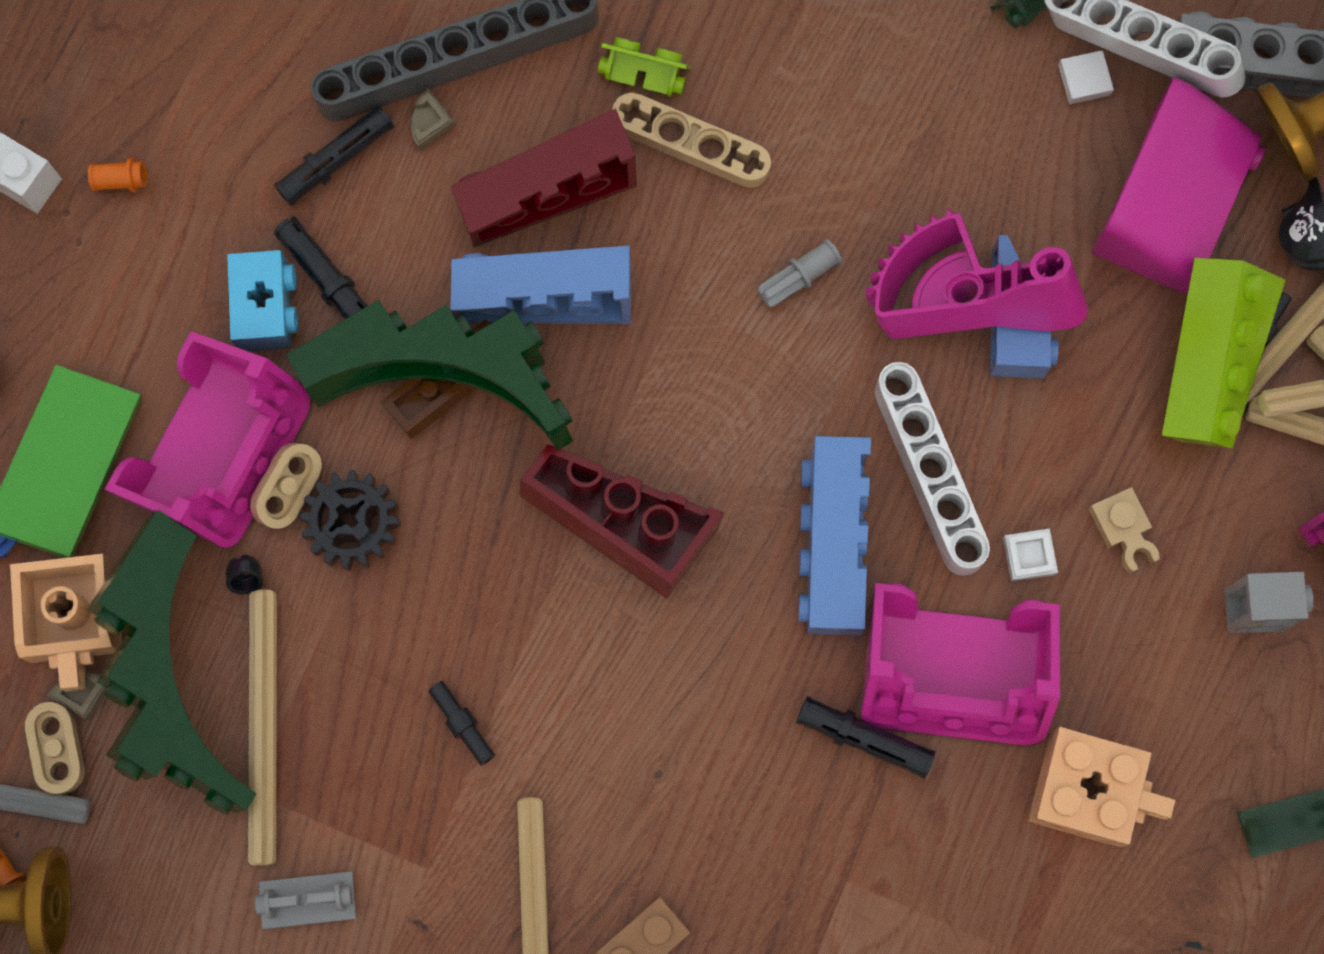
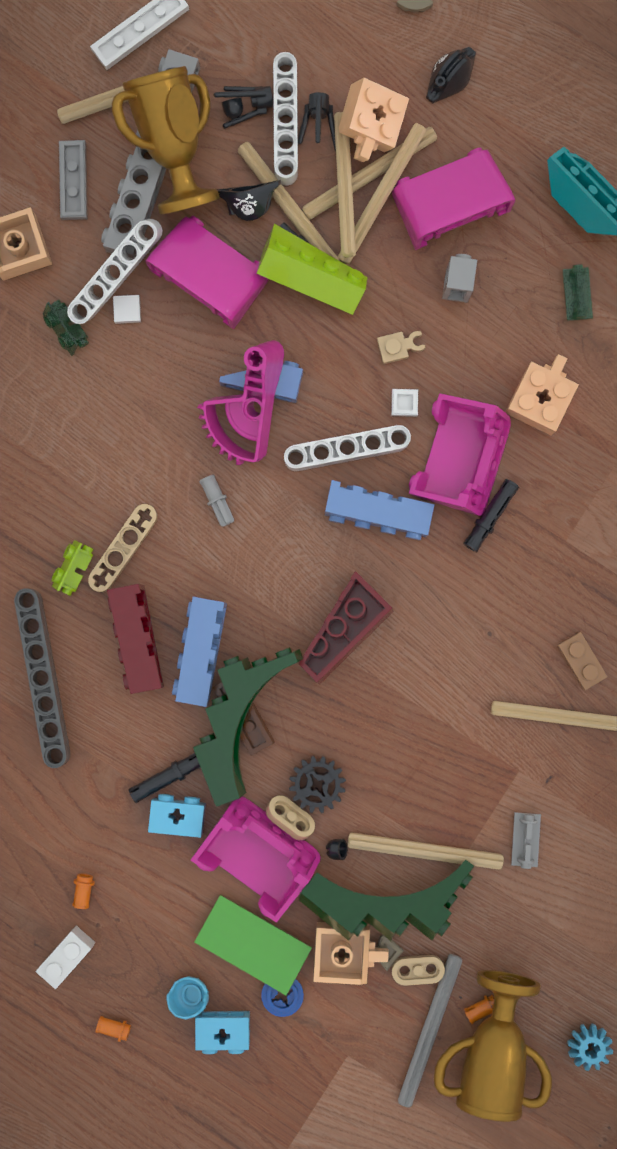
camera: 80 degrees left, 10 degrees up
(293, 188) = (94, 761): black pin -> none
(429, 120) = (81, 701): dark tan tile -> none
(461, 723) = (443, 738): black bar -> none

